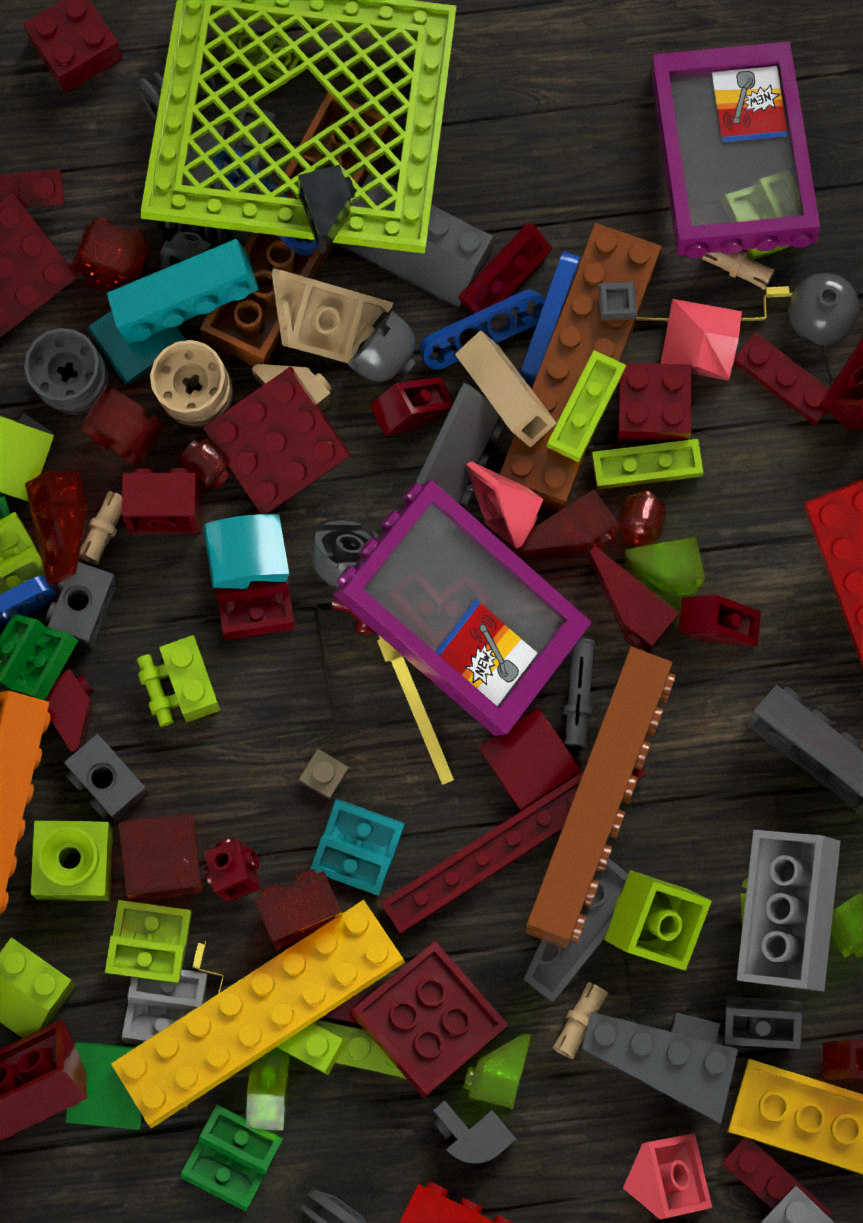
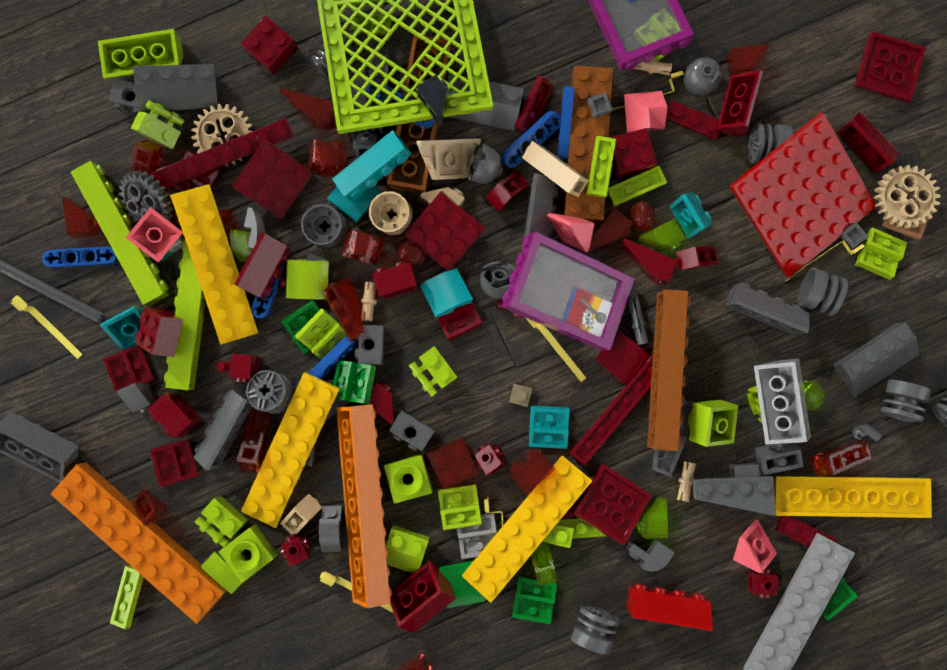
camera: 15 degrees left, 10 degrees up
(115, 168) = (316, 109): none -> clear red slope
(729, 538) = (690, 214): none -> teal slope

